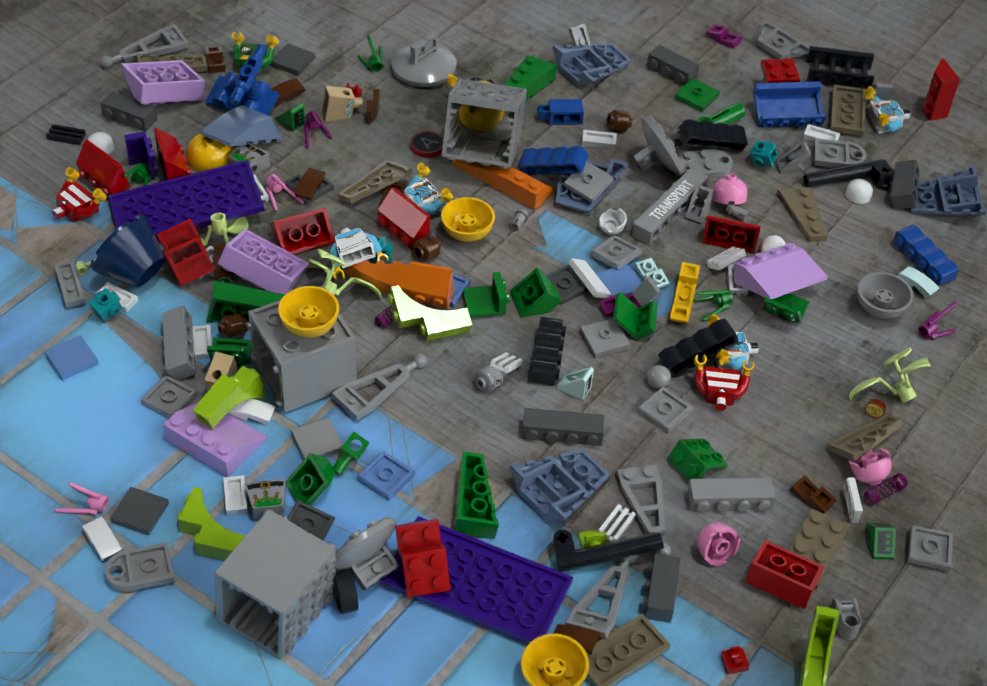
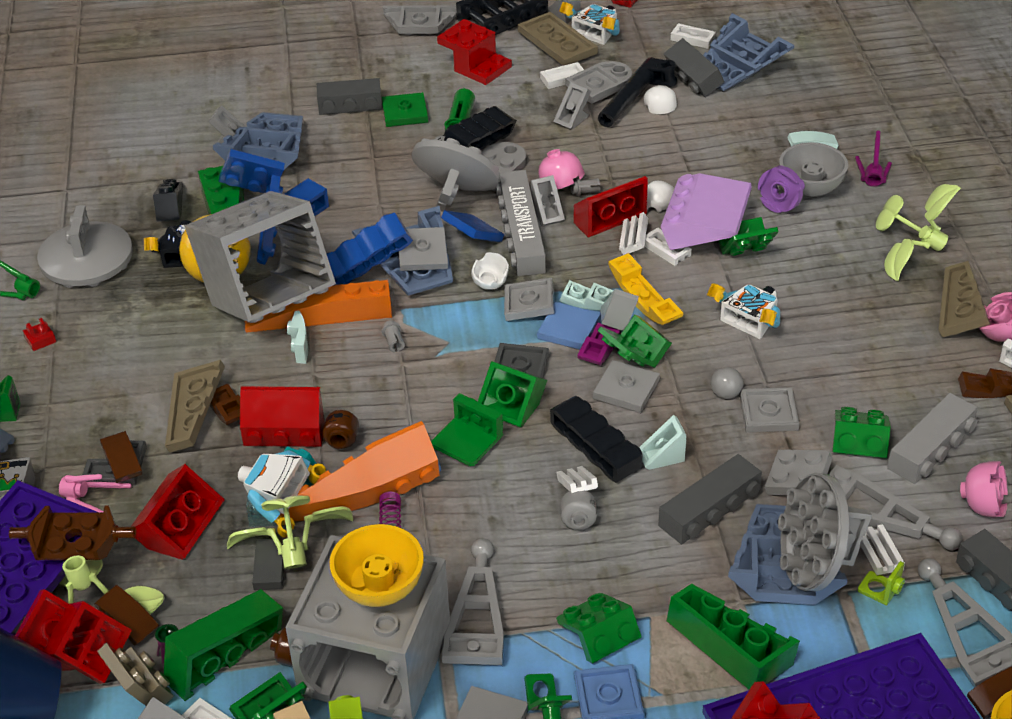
camera: 40 degrees left, 5 degrees down
(191, 291) = (137, 674): none -> dark tan plate
(231, 194) = (51, 533): none -> reddish brown plate
(232, 326) = (232, 677): reddish brown head -> none
(262, 263) = (182, 579): lavender slope -> none
(313, 121) = (32, 391): magenta plant -> none
(339, 103) = (43, 352): tan torso -> none
(373, 106) = (84, 329): reddish brown slope -> none
(422, 441) = (601, 625): none -> green bracket
(425, 194) = (267, 373): torso -> none
(427, 144) = (194, 329): tile -> none
(433, 322) = (448, 497): arch -> none
(467, 219) = (351, 367): yellow piece -> none
(472, 184) = (299, 343): none -> light aqua slope
(497, 63) = (168, 200): none -> black slope
(547, 78) = (260, 176): none -> blue bracket
(572, 559) = (892, 617): black axle -> none
(573, 483) = (819, 532): none -> light grey bracket
(589, 278) = (540, 340): white tile -> none
(599, 139) = (367, 208): white tile -> none
(619, 120) = (367, 177): reddish brown head -> none
(628, 451) = (793, 466): none -> light grey plate
(637, 188) = (472, 226): none -> blue tile
(704, 342) = (732, 325): black brick -> none
(720, 34) = (352, 44): magenta slope -> none
(721, 298) = (679, 272): green plant -> none
(721, 385) = (789, 346): red torso -> none
(763, 153) = (541, 119): teal brick -> none
(788, 104) = (504, 64): blue panel -> none
(806, 211) = (640, 148): dark tan wing -> none
(847, 294) = (792, 186): none -> medium lavender plate
(875, 408) = (931, 269): tile -> none
(926, 255) = (782, 114): blue brick -> none
(939, 166) = (693, 35): none -> white tile

